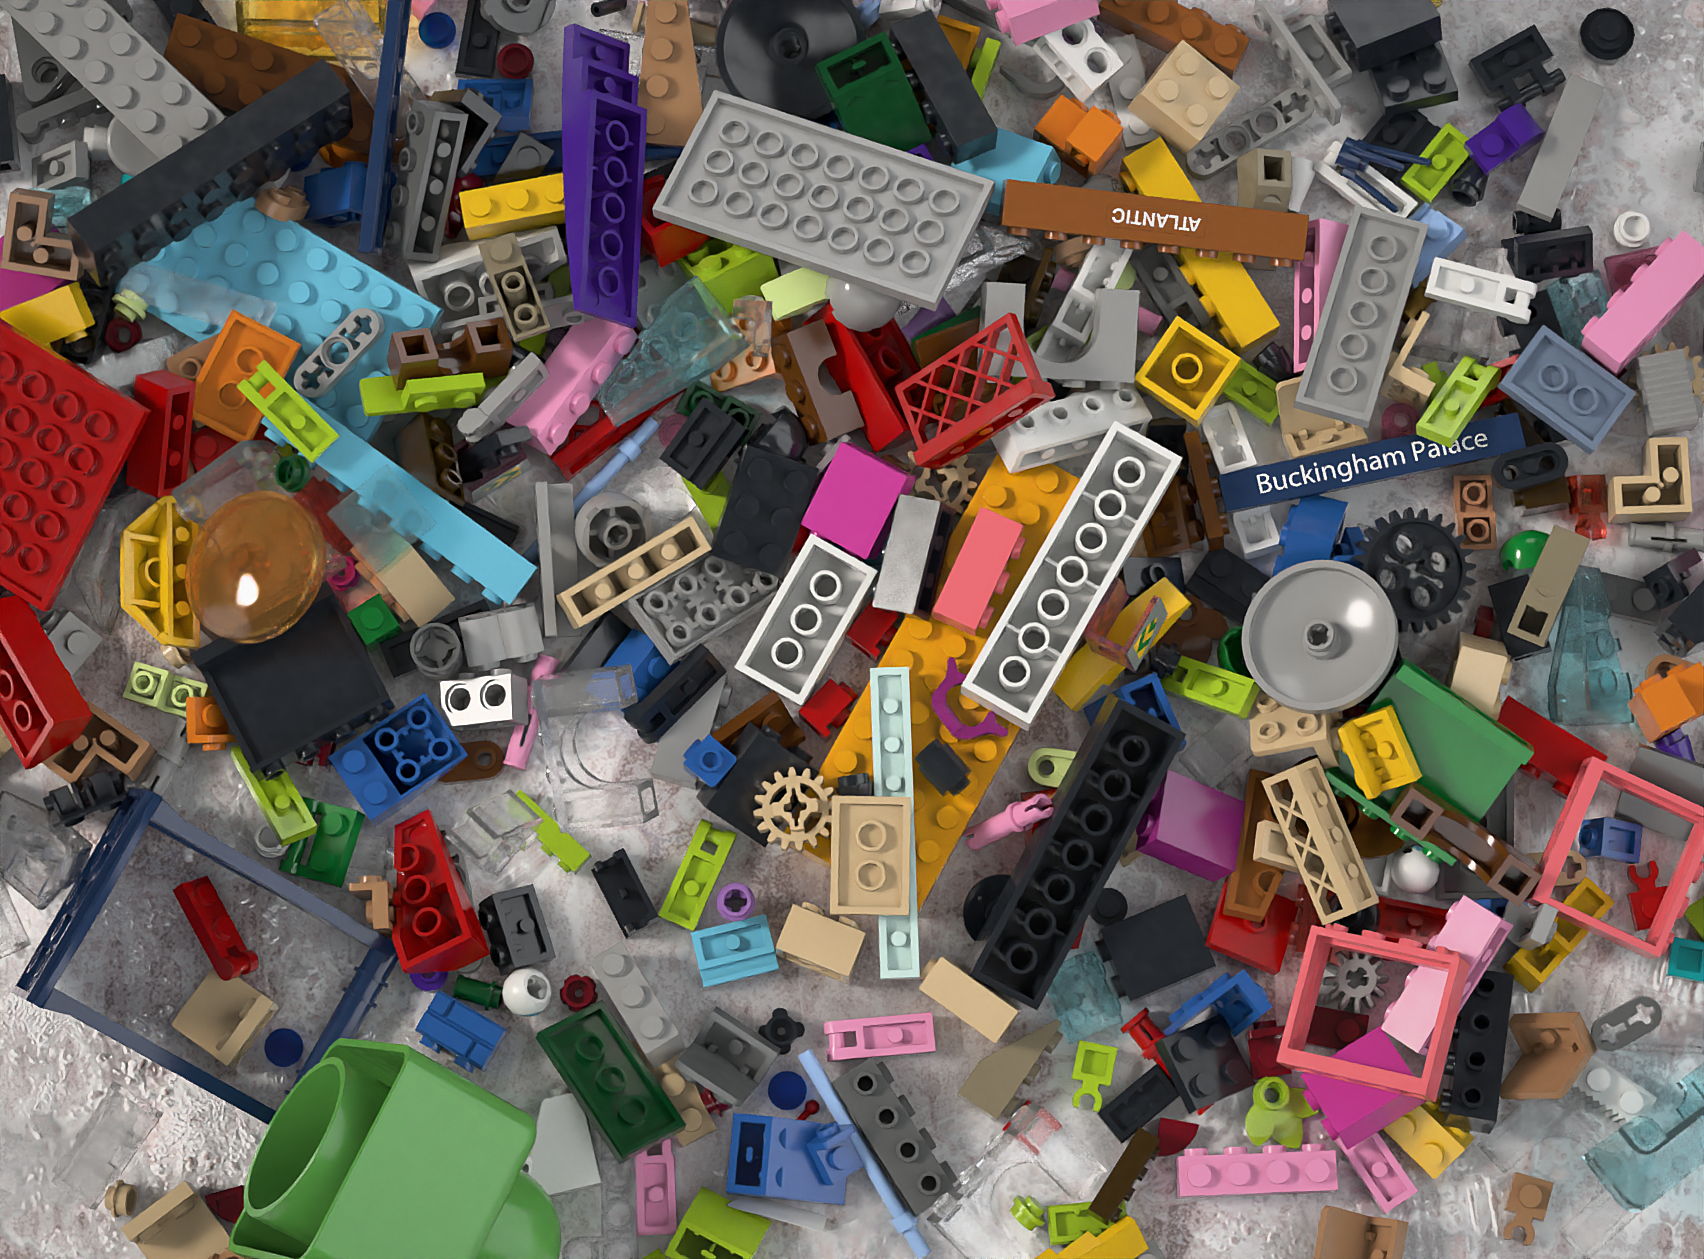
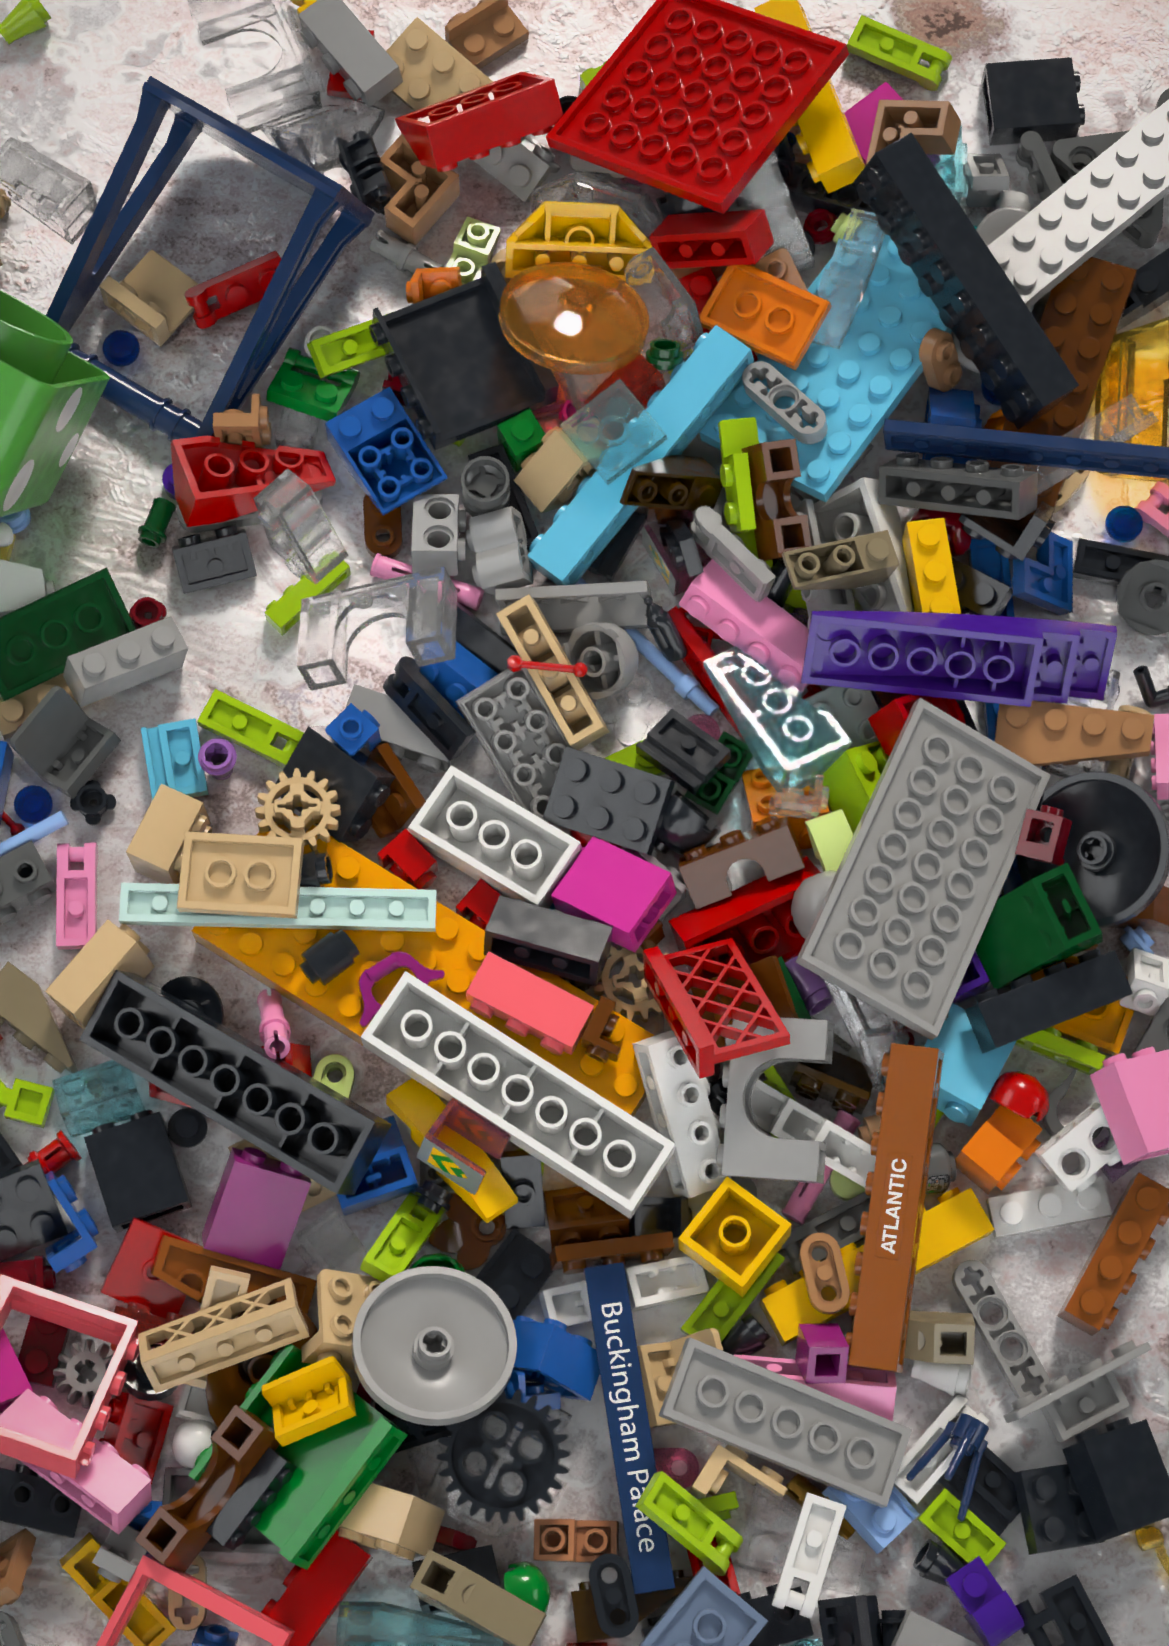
camera: 90 degrees right, 5 degrees down
(289, 412) = (721, 346): lime plate -> none
(461, 1032) = (118, 503): blue brick -> none
(515, 61) = (1090, 596): dark red plate -> none
(526, 992) = (150, 564): white piece -> none
(580, 467) = (664, 631): none -> black piece
(625, 894) = (242, 663): black hinge -> none
(632, 604) = (516, 663): none -> red hinge
(791, 101) = (1031, 838): none -> dark red brick
(996, 501) = (601, 1024): none -> reddish brown bracket
(1032, 113) = (1021, 1094): none -> red hair
(1183, 97) = (1037, 1257): tan brick -> none
(1215, 288) = (825, 1273): none -> medium nougat plate
(1292, 287) = (822, 1353): none -> magenta brick
(1470, 803) = (251, 1499): none -> black piece

